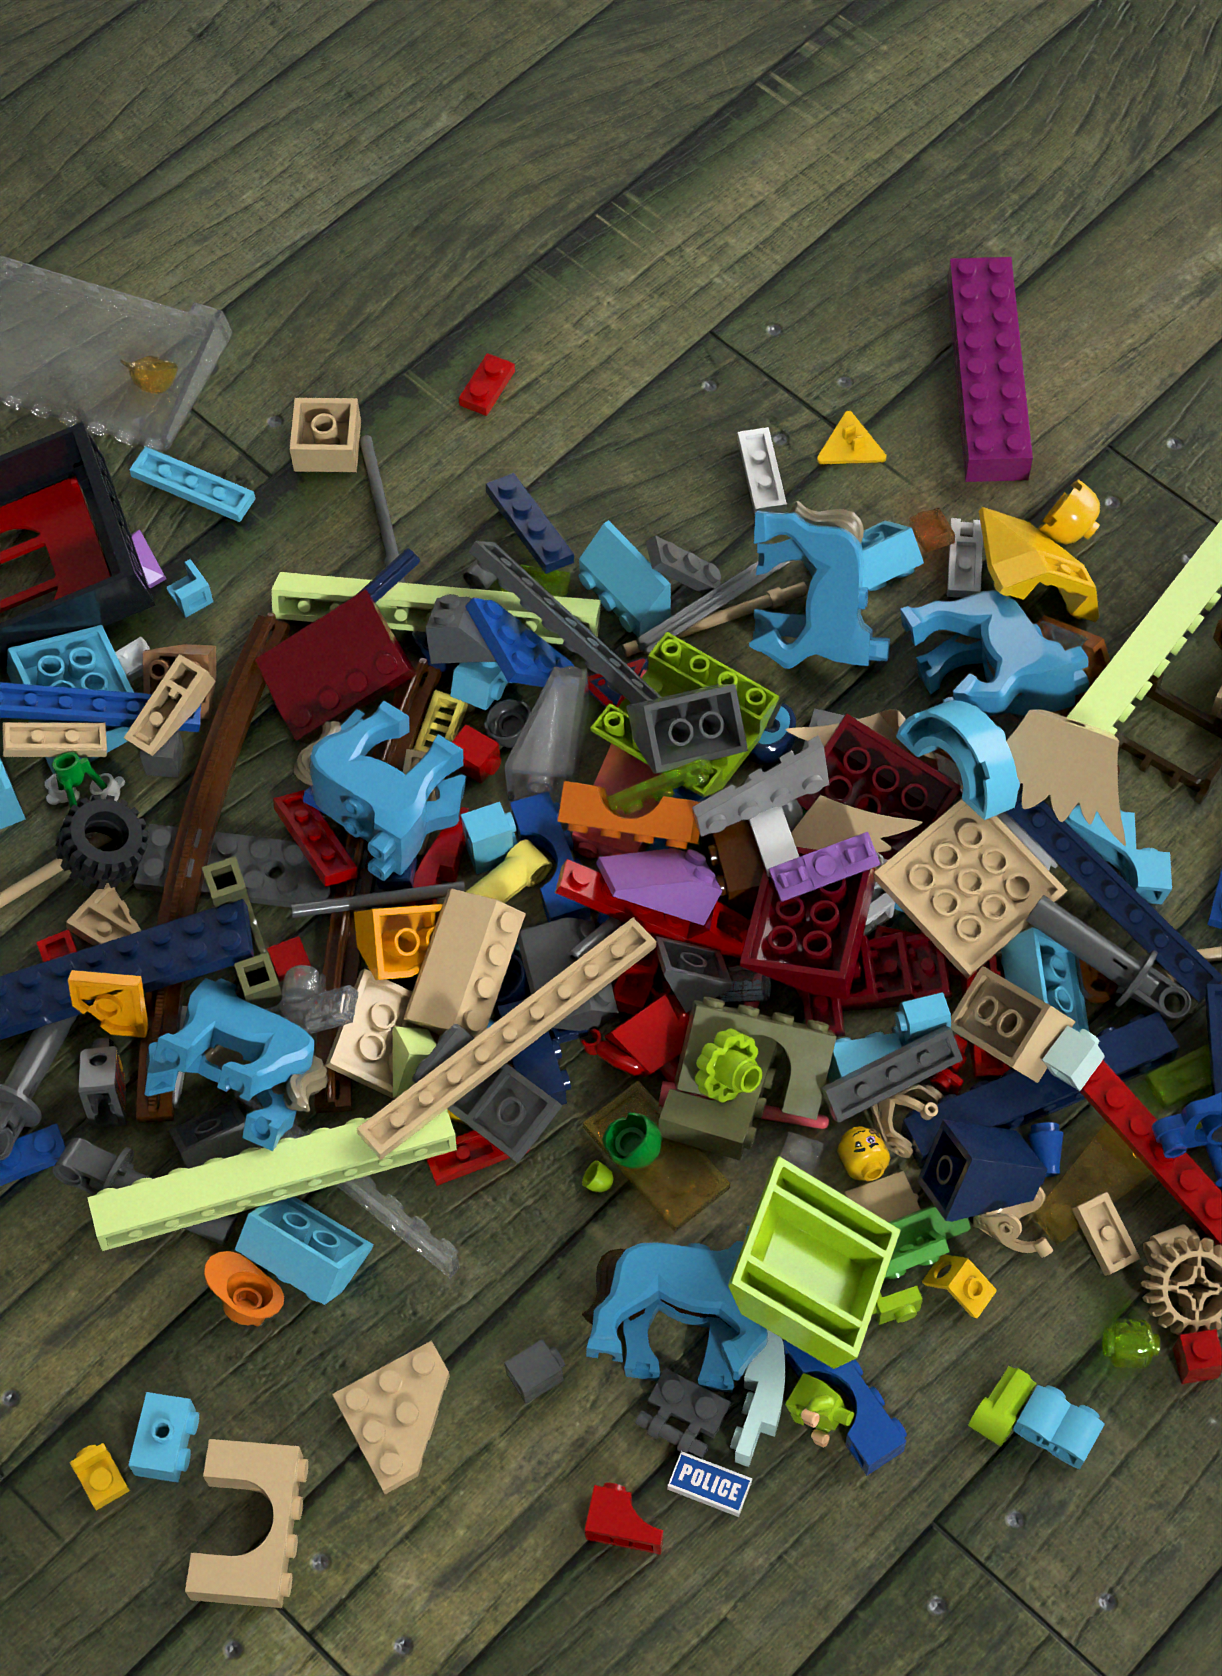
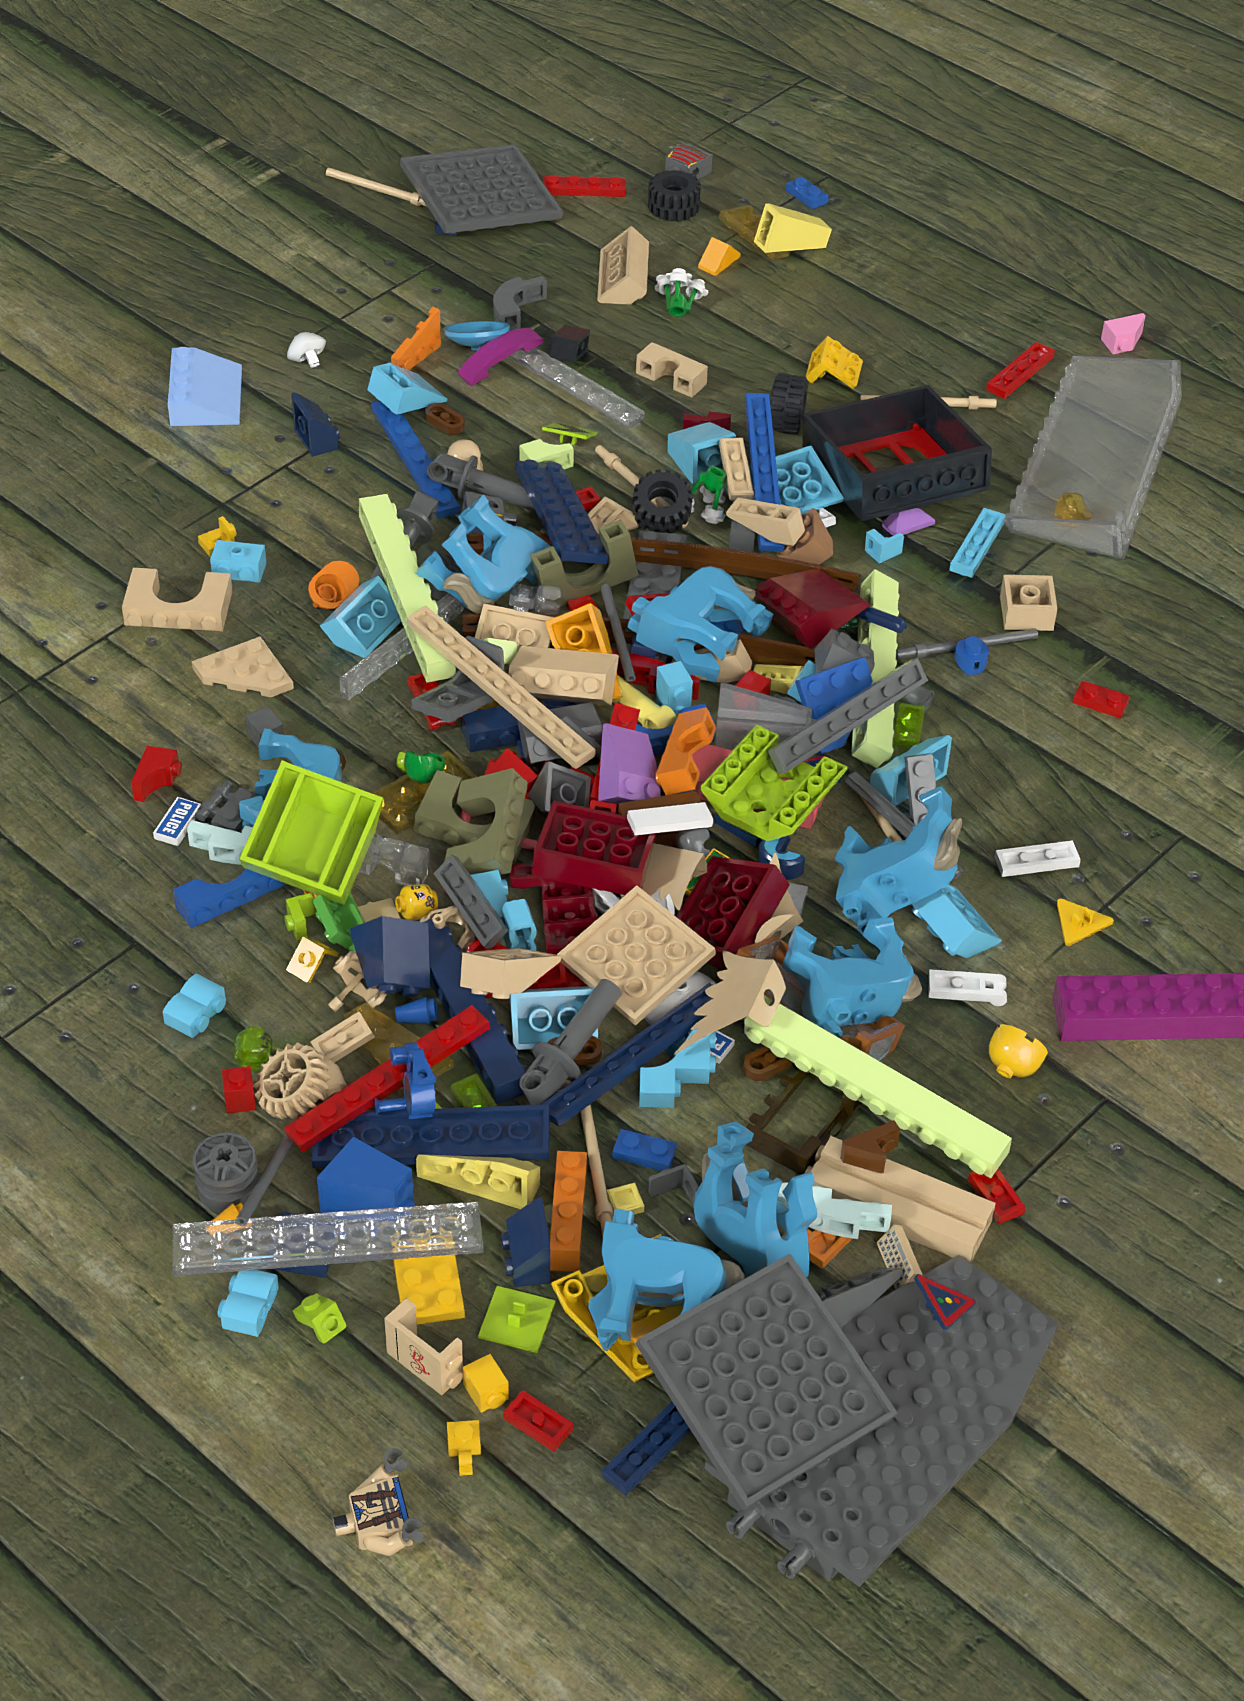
camera: 85 degrees right, 15 degrees down
(117, 1001) = (533, 500): light orange plate -> none
(410, 507) = (969, 652): none -> blue piece
(530, 523) = (966, 718): dark blue plate -> none
(659, 786) = (703, 758): clear neon green plate -> none
(688, 727) = (752, 767): dark grey slope -> none
(728, 1066) = (469, 793): lime plant -> none
(764, 790) = (693, 802): light grey wing -> none
(818, 1407) = (223, 867): lime piece -> none
(824, 867) = (629, 838): medium lavender plate -> none
(932, 529) = (986, 957): clear orange bracket -> none
(976, 748) = (737, 929): medium azure brick -> none
(998, 1413) = (210, 968): lime piece -> none
(1024, 556) = (953, 1012): yellow wedge -> none
(1074, 1057) = (473, 996): light aqua brick -> none

